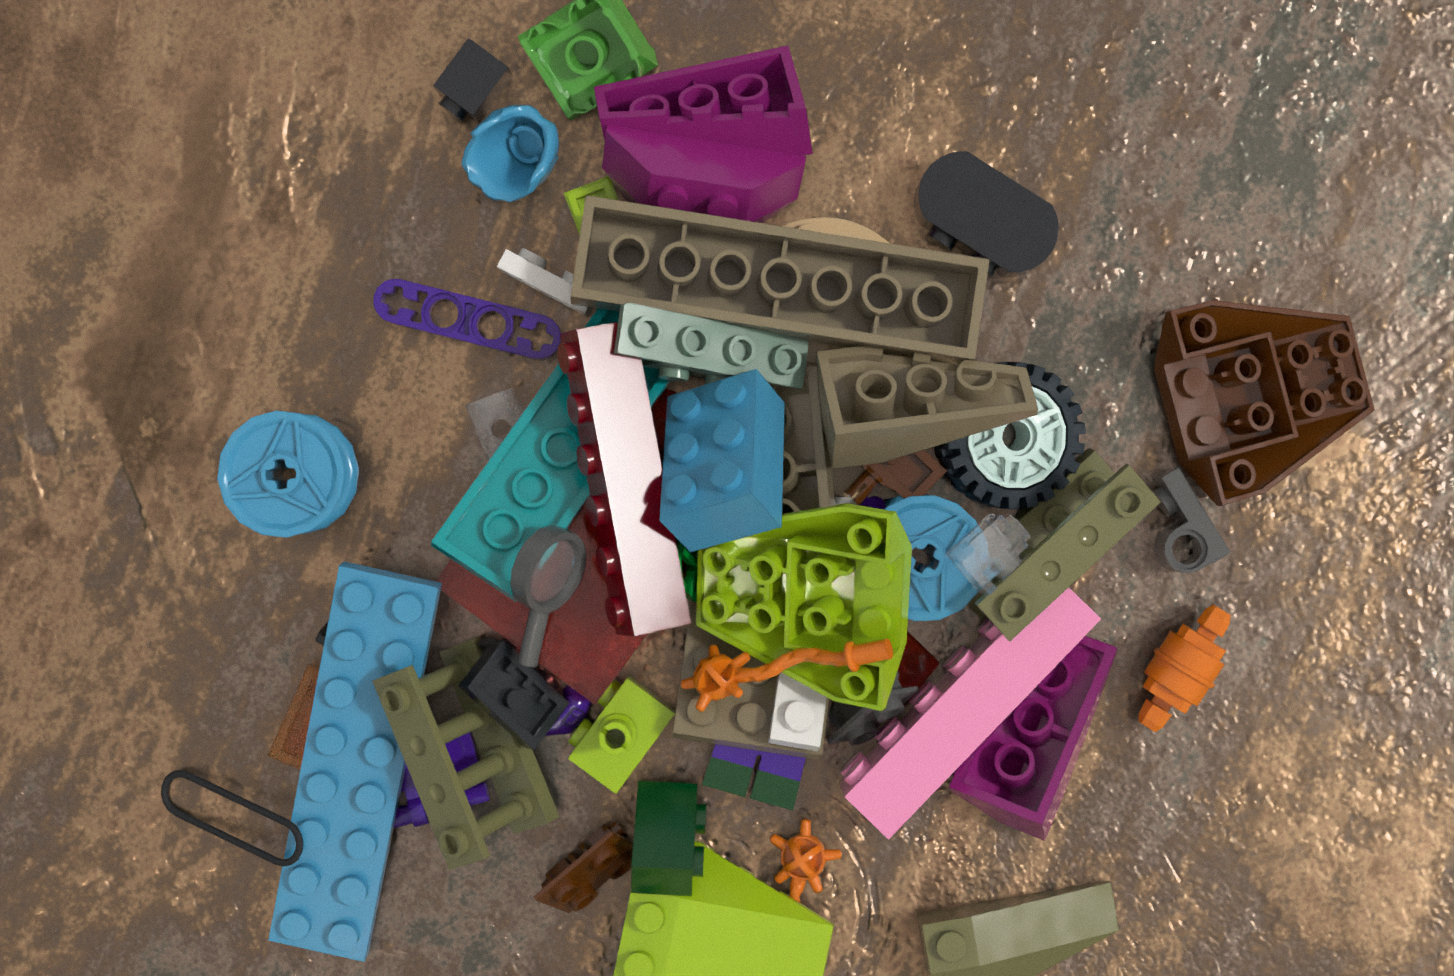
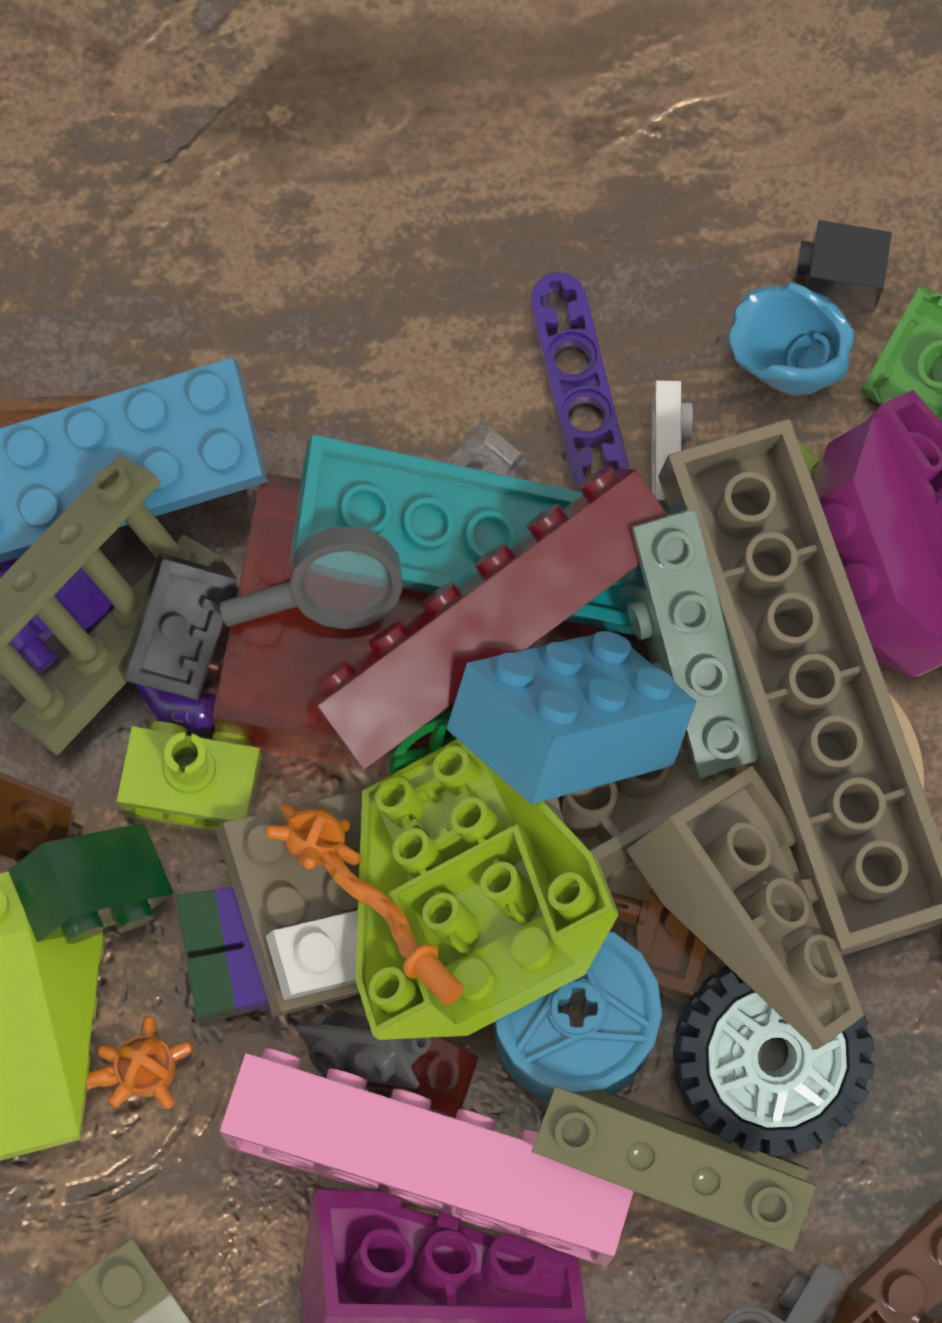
camera: 65 degrees right, 15 degrees down
(255, 482) = (307, 269): dark azure piece -> none
(990, 551) = (628, 1072): clear brick -> none

